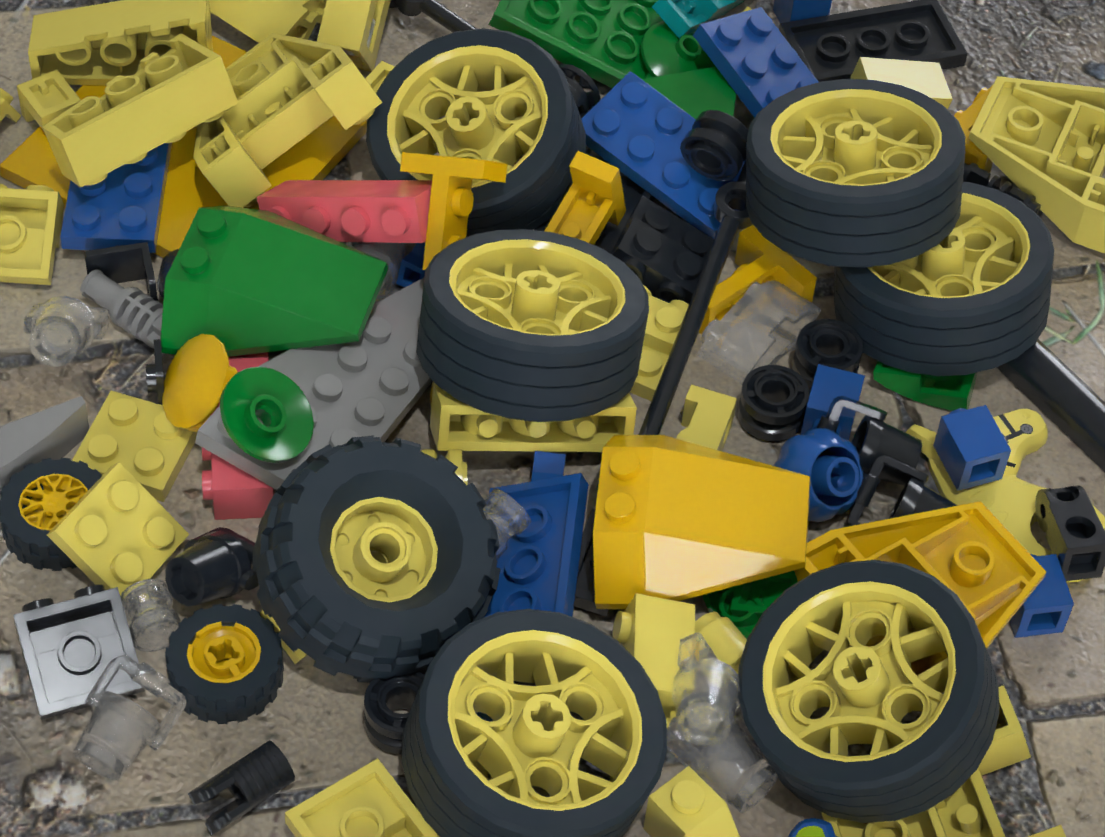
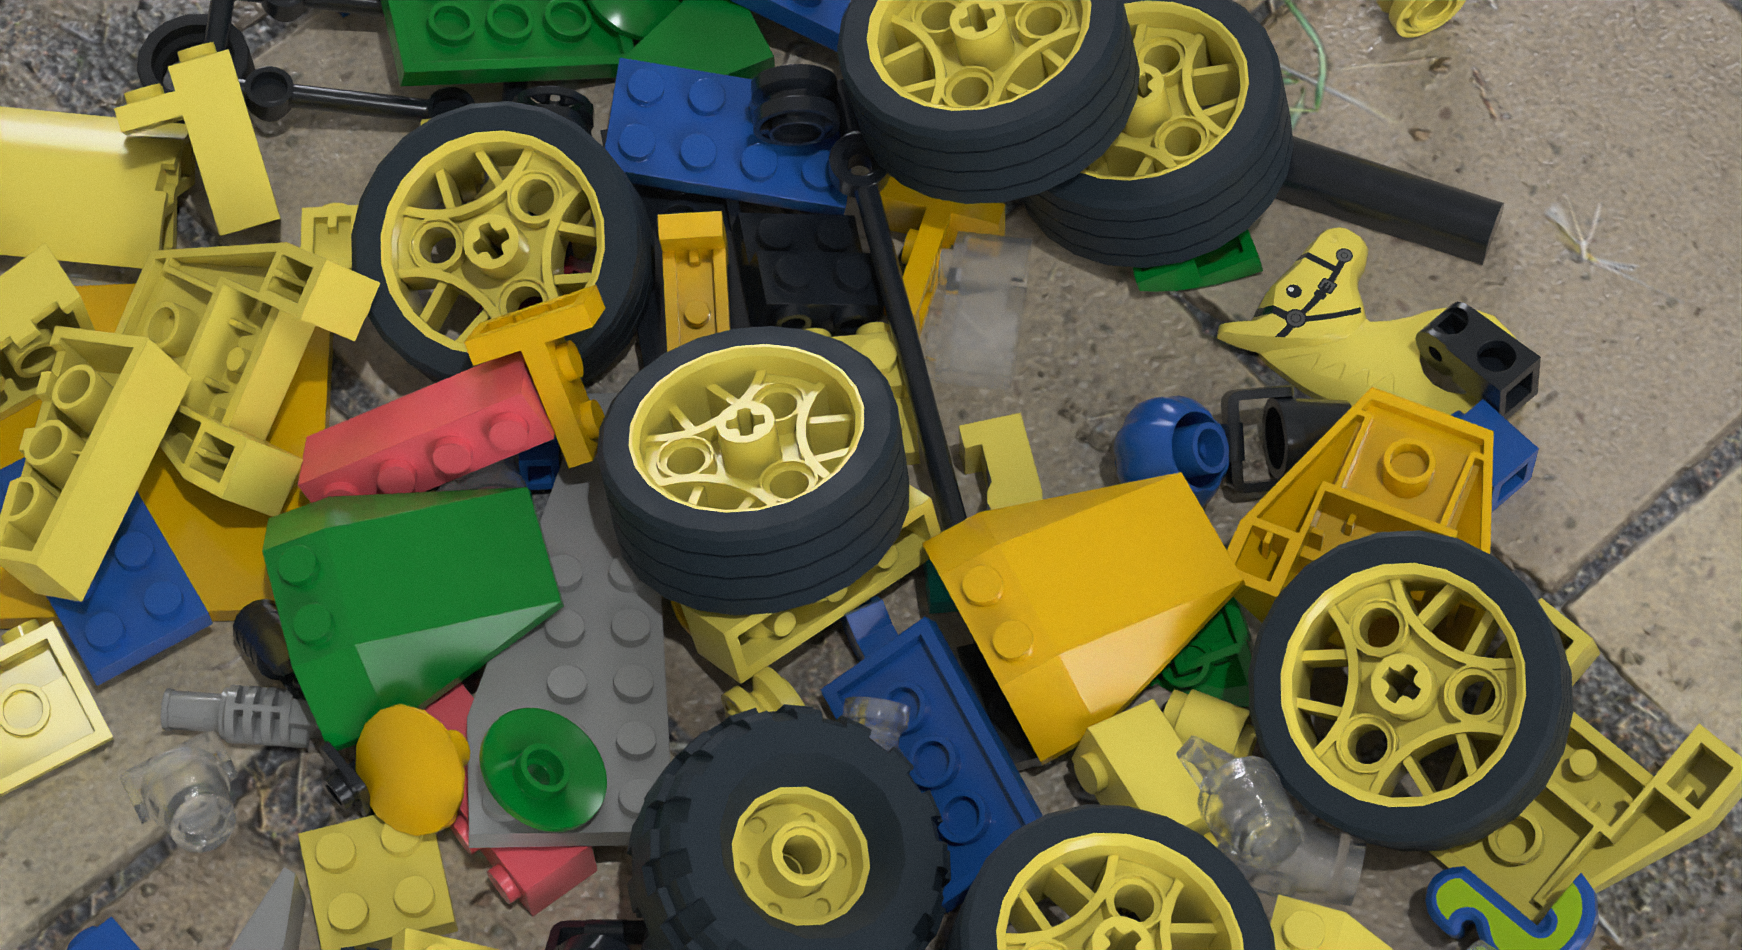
camera: 25 degrees left, 10 degrees up
(124, 264) = (190, 658): black bracket -> none
(773, 402) = (1055, 364): black wheel -> none
(827, 344) = (1074, 269): black wheel -> none
(827, 385) = (1122, 355): blue brick -> none
(875, 438) = (1198, 371): black piece -> none
(971, 447) = (1312, 320): blue brick -> none

